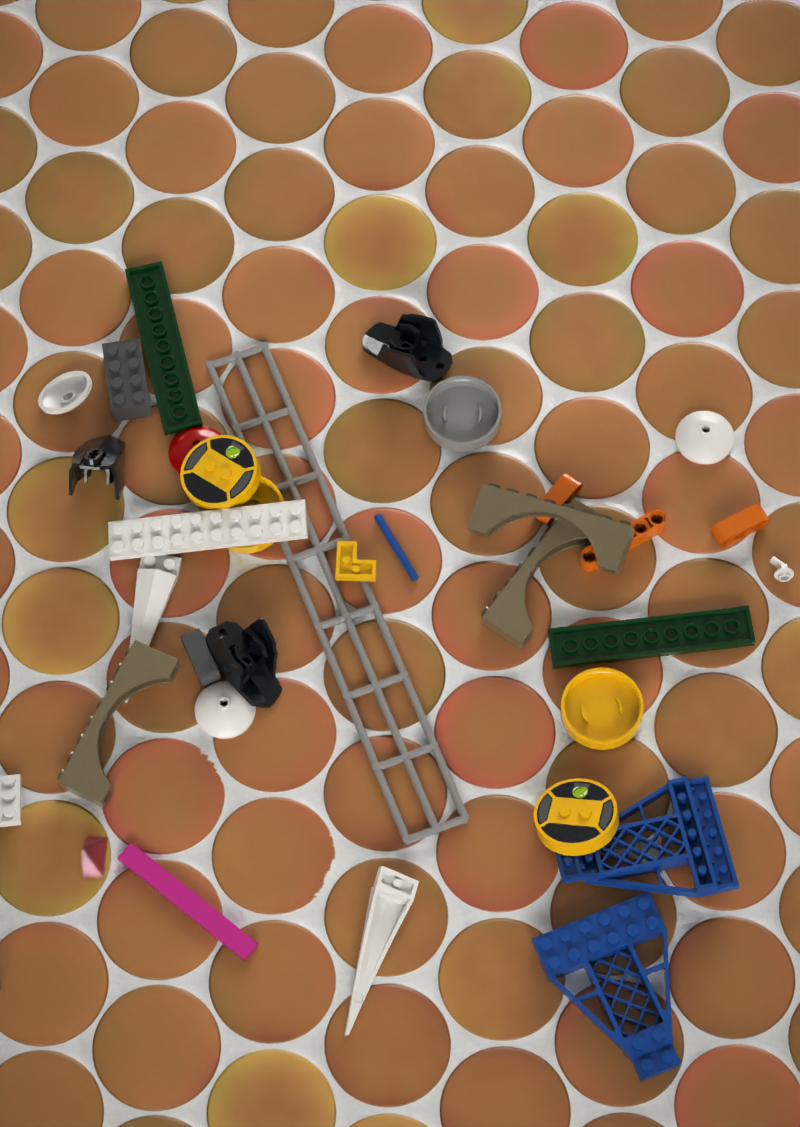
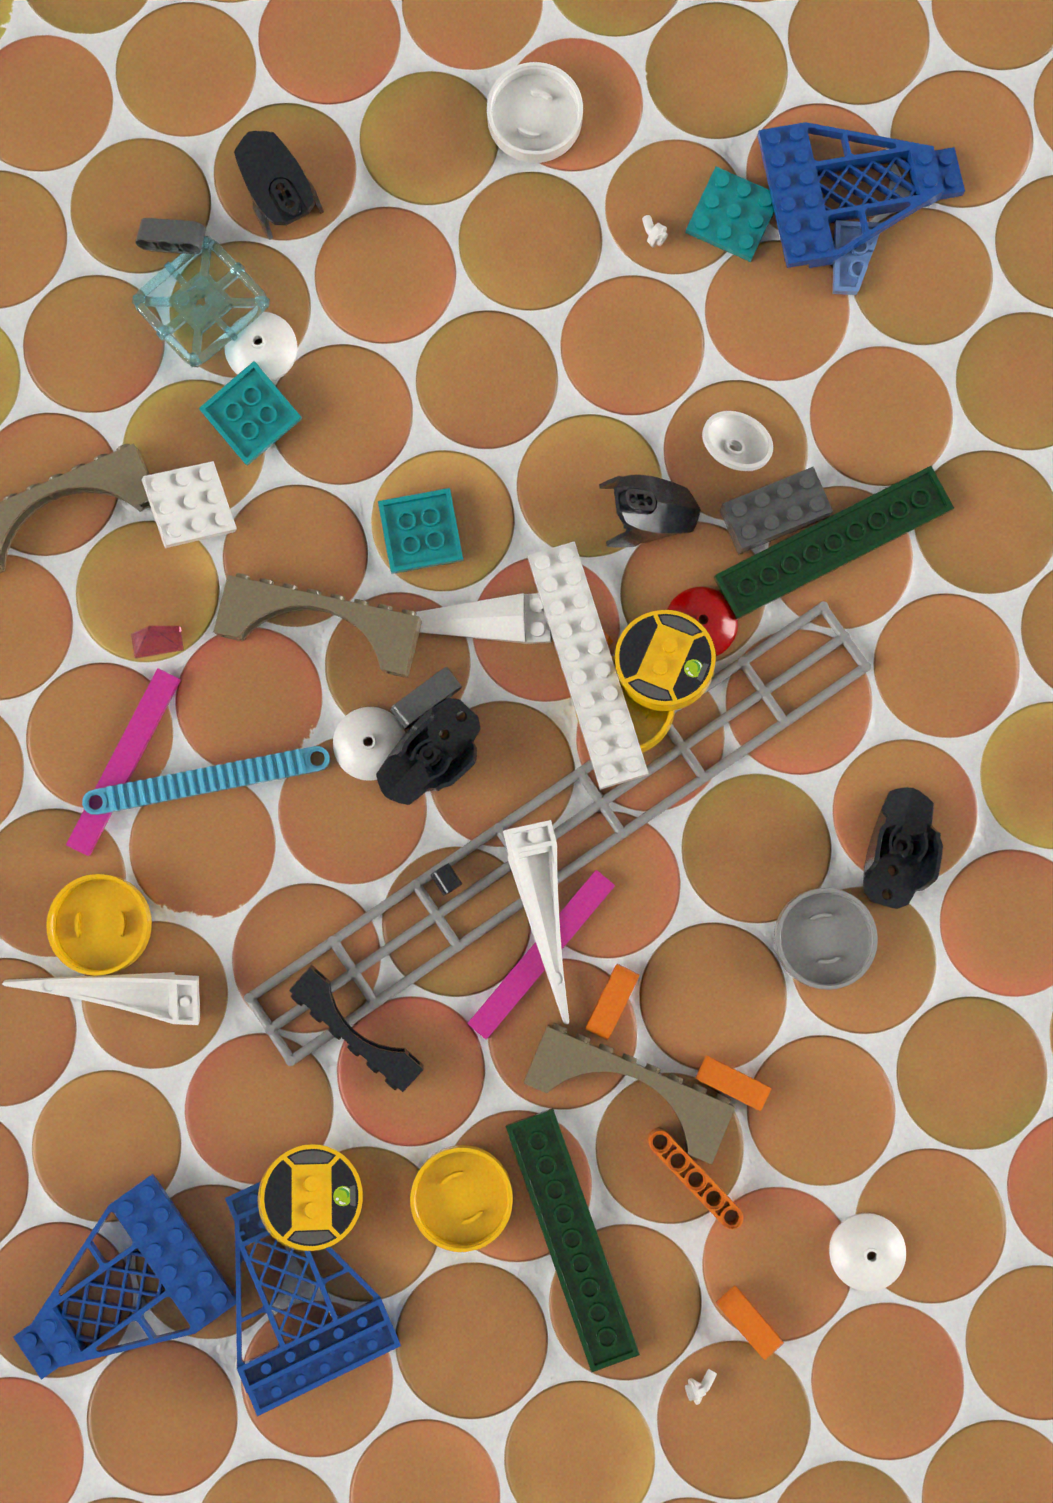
camera: 75 degrees right, 20 degrees up
(64, 635) = (420, 531): none -> teal plate
(220, 837) = (205, 780): none -> medium azure gear
(317, 942) = (99, 924): none -> yellow piece
(349, 667) = (446, 879): none -> black beam
(350, 568) = (579, 847): yellow plate -> none
(359, 601) = (534, 868): none -> white plate
(396, 547) = (625, 897): blue bar -> none
(415, 778) = (394, 1063): none -> black arch
(427, 617) = (531, 964): none -> dark pink tile
(474, 571) = (612, 1001): none -> orange beam
(500, 507) = (681, 1163): dark tan arch -> none

